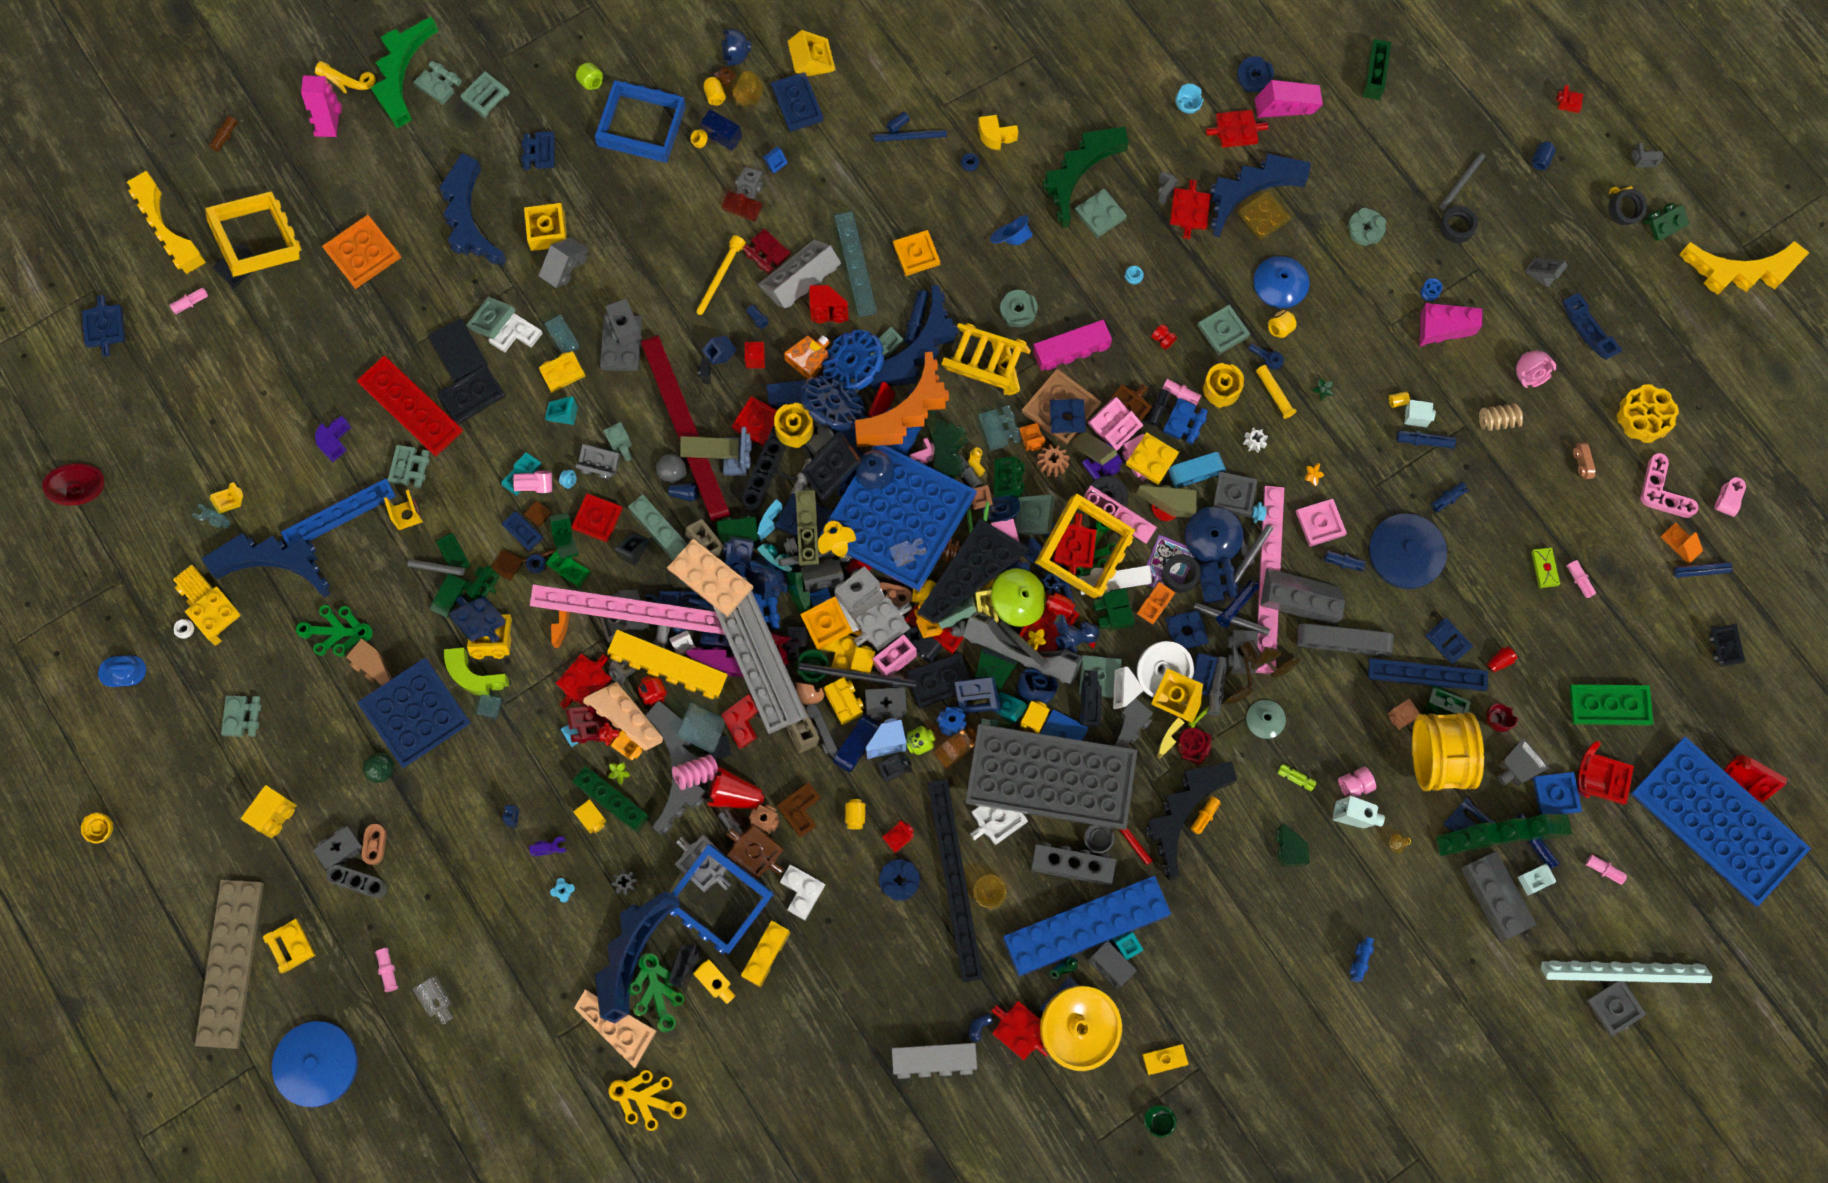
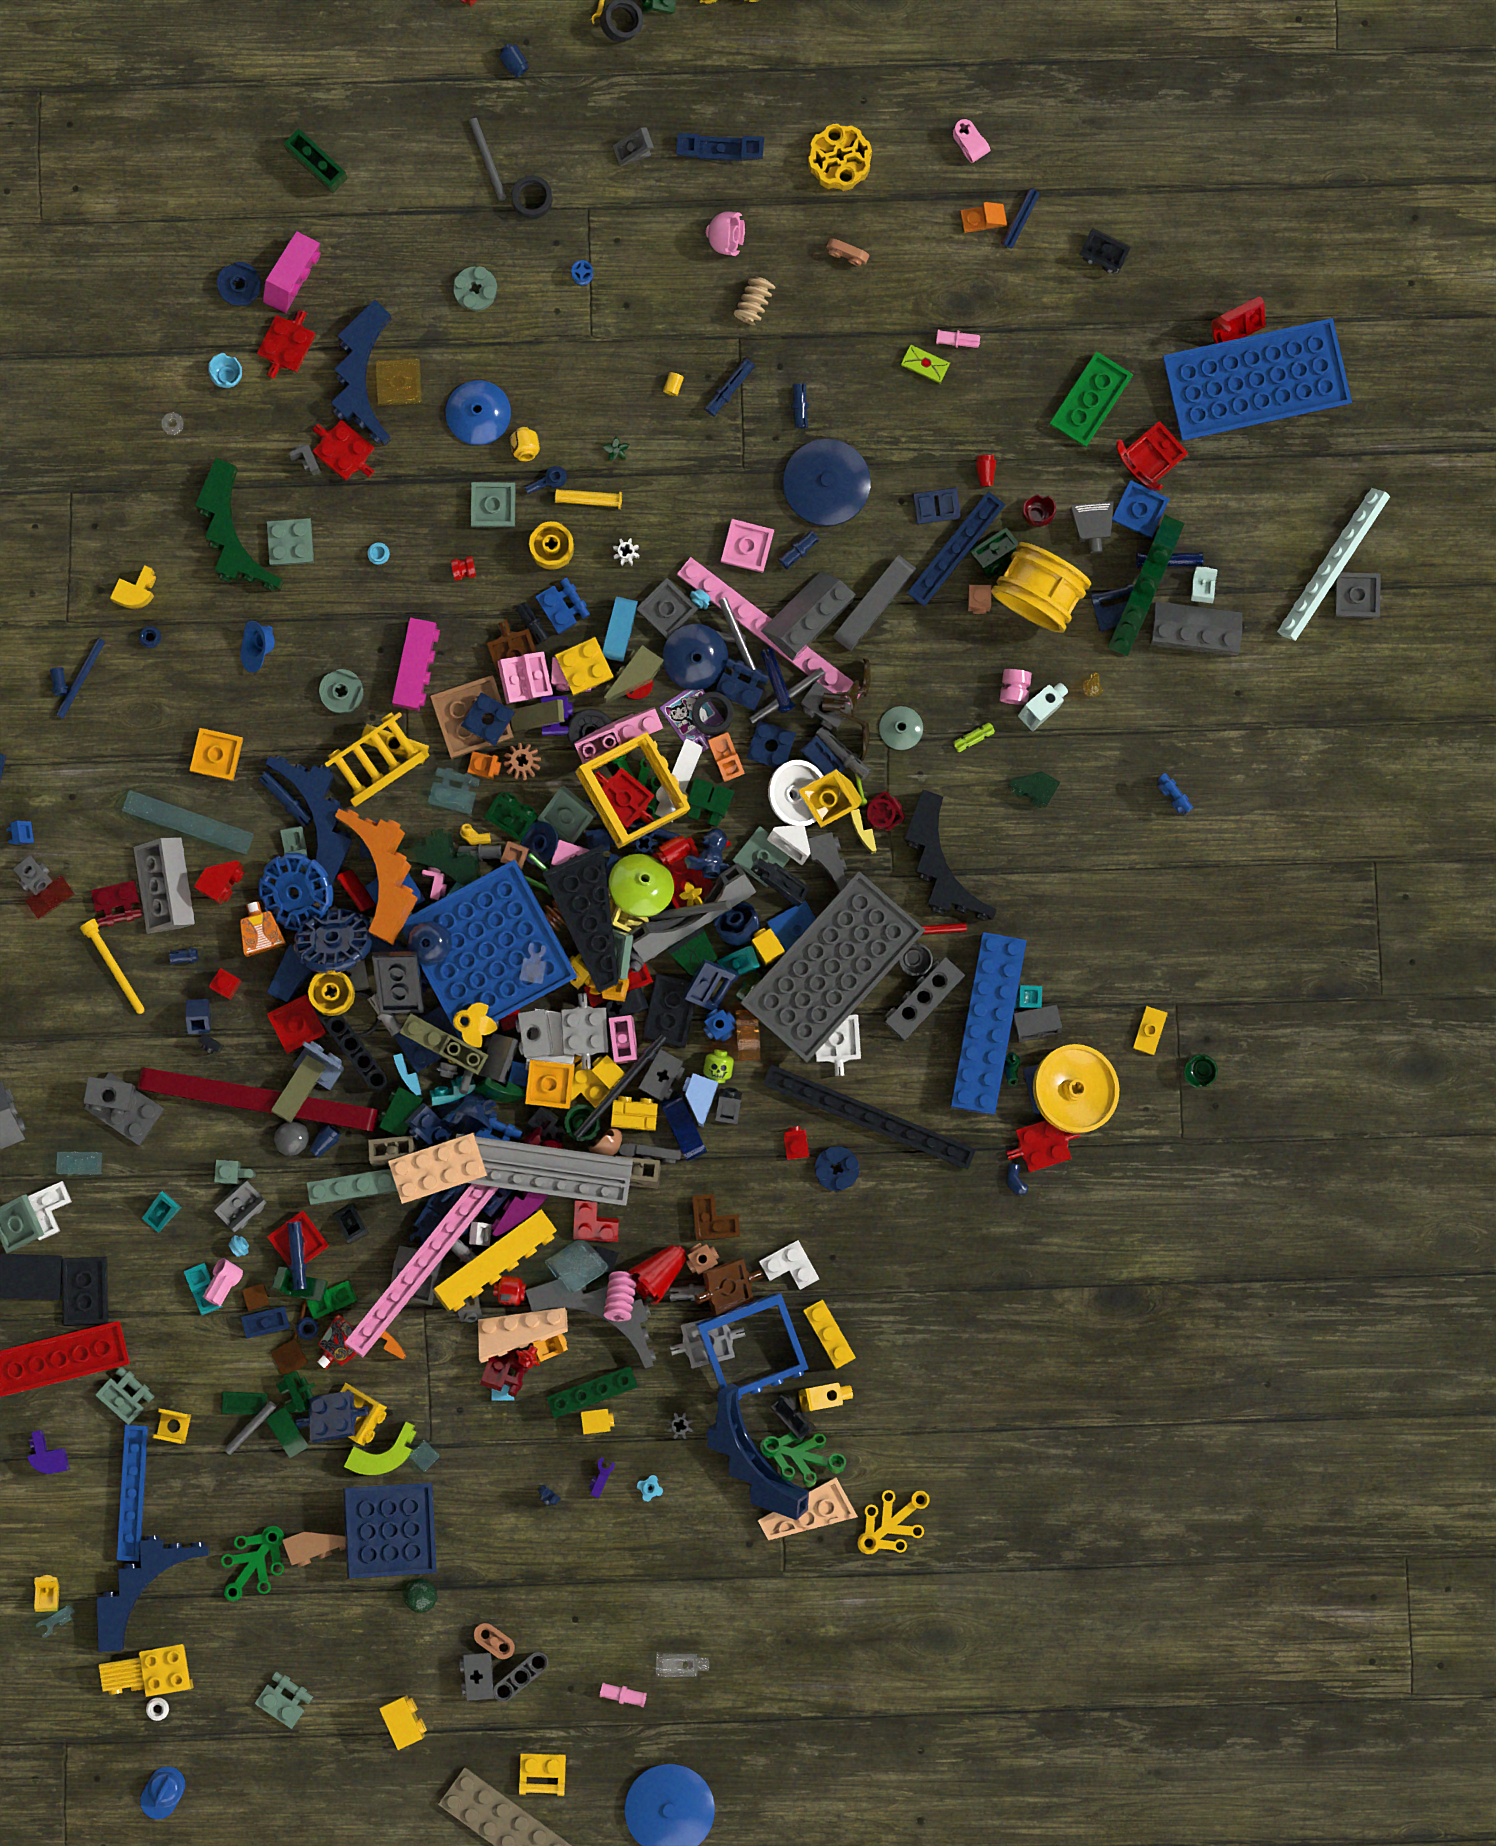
camera: 60 degrees left, 10 degrees up
(526, 590) = (334, 1343): none -> torso
(561, 371) = (119, 1186): yellow bracket -> none
(576, 526) = (297, 1256): none -> dark blue pin
(583, 679) = (456, 1350): red plate -> none
(618, 771) = (568, 1370): lime plant -> none
(855, 814) = (750, 1171): yellow brick -> none
(894, 592) = (558, 1002): nougat plate -> none
(934, 1059) = (1020, 1239): light grey brick -> none
(989, 891) = (900, 1092): clear yellow hat -> none
(1128, 85) = (172, 417): none -> clear plate
(1182, 392) = (531, 589): bright pink pin -> none
(1205, 815) = (955, 846): light orange axle -> none
(1313, 474) = (695, 519): light orange plant -> none
(1419, 413) = (700, 375): light aqua brick -> none
(1448, 322) = (626, 283): dark pink wedge -> none
(1606, 869) = (1234, 514): bright pink axle -> none
(1657, 490) = (919, 203): bright pink beam -> none

